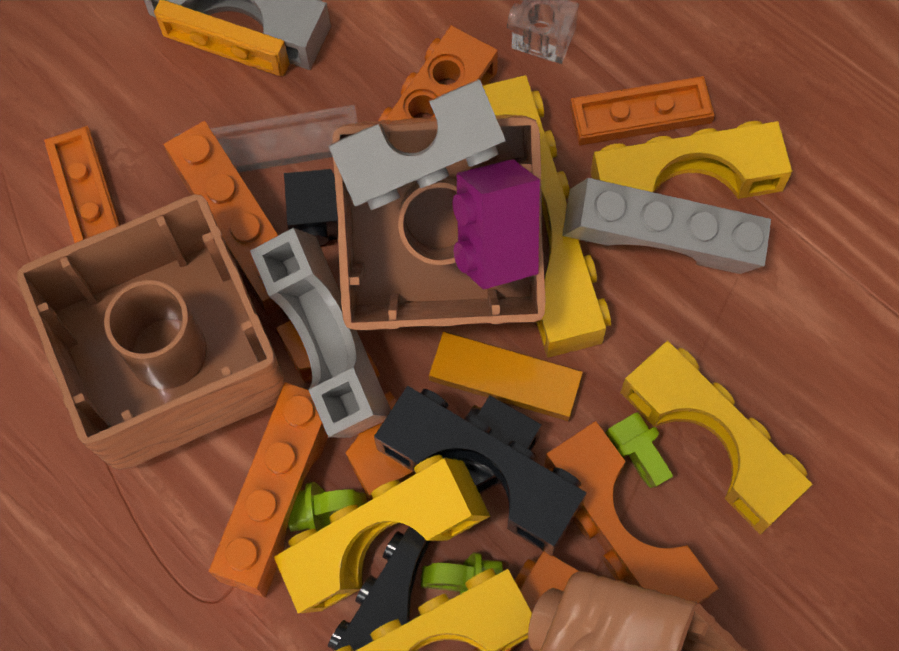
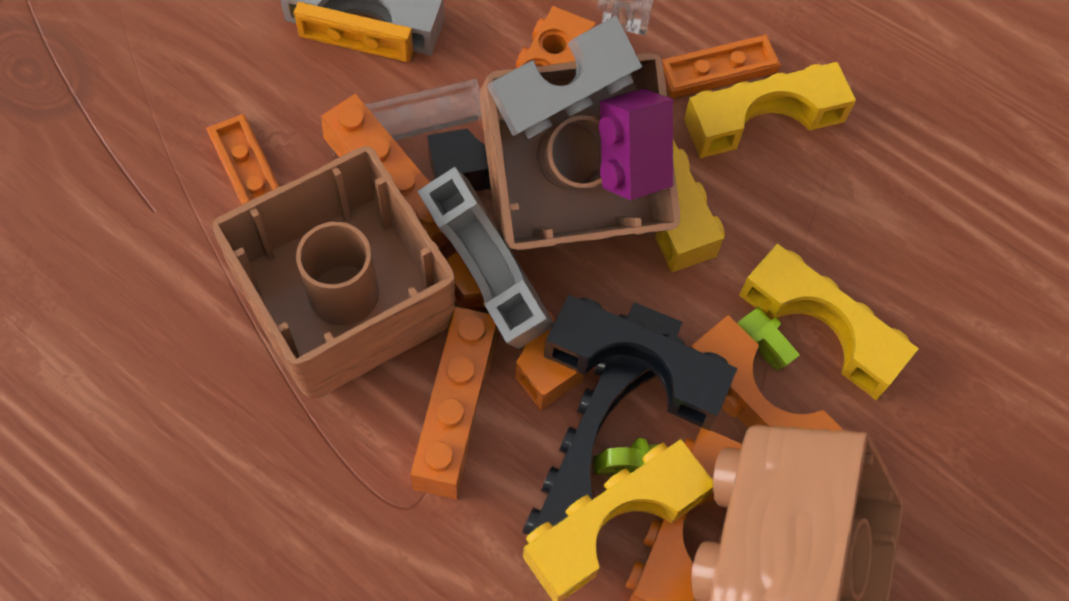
camera: 15 degrees left, 5 degrees down
(315, 506) = (494, 415): lime piece -> none
(329, 562) = (512, 460): yellow arch -> none
(505, 376) = (623, 284): light orange tile -> none
(632, 216) = (724, 141): light grey arch -> none

